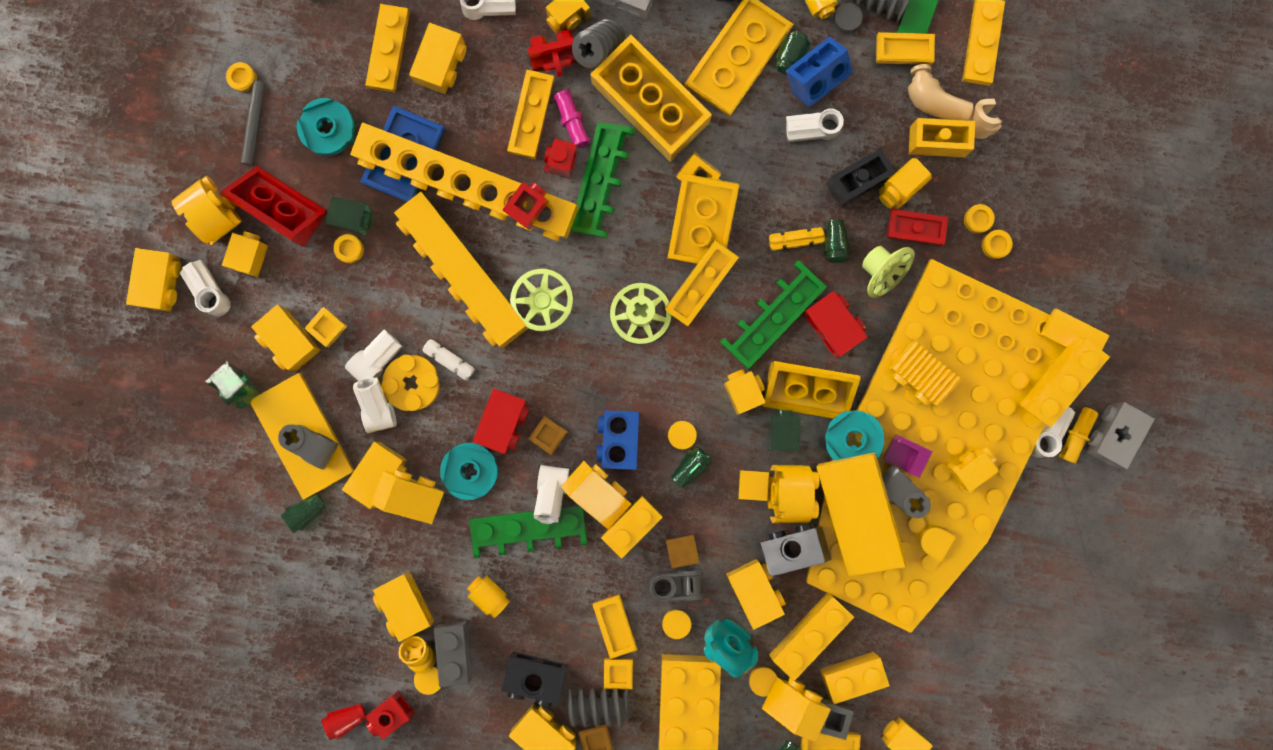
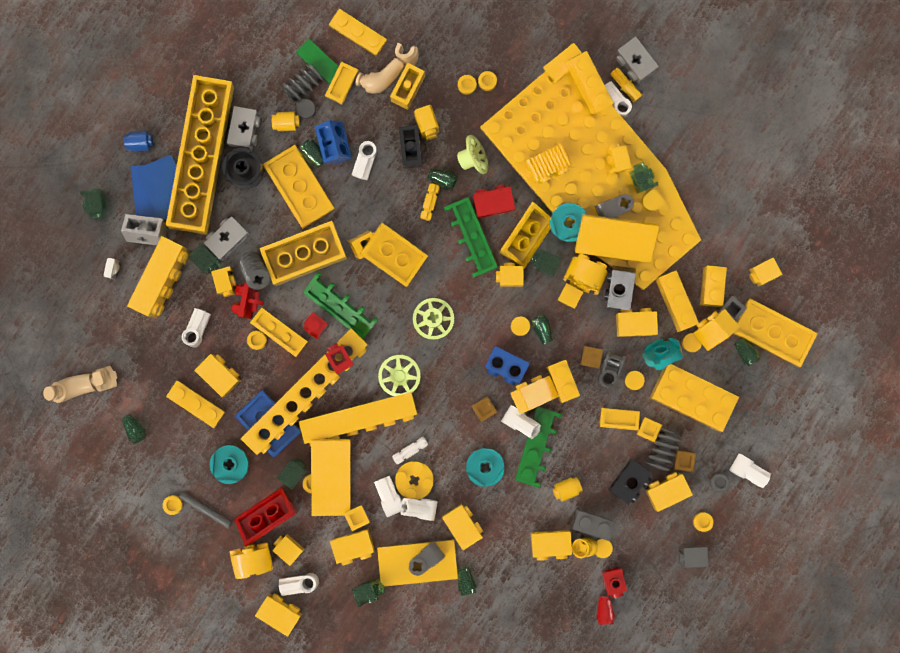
camera: 70 degrees left, 0 degrees up
(365, 267) = (330, 476): none -> yellow tile
(407, 497) = (485, 511): yellow brick -> none
(501, 421) = (463, 434): red brick -> none
(507, 90) = (257, 340): none -> yellow tile
(571, 118) = (293, 308): dark pink pin -> none
(701, 282) = (432, 272): yellow plate -> none
(907, 455) = (593, 195): magenta panel -> none
(917, 227) = (455, 125): red plate -> none
(962, 514) = (642, 178): none -> clear green brick

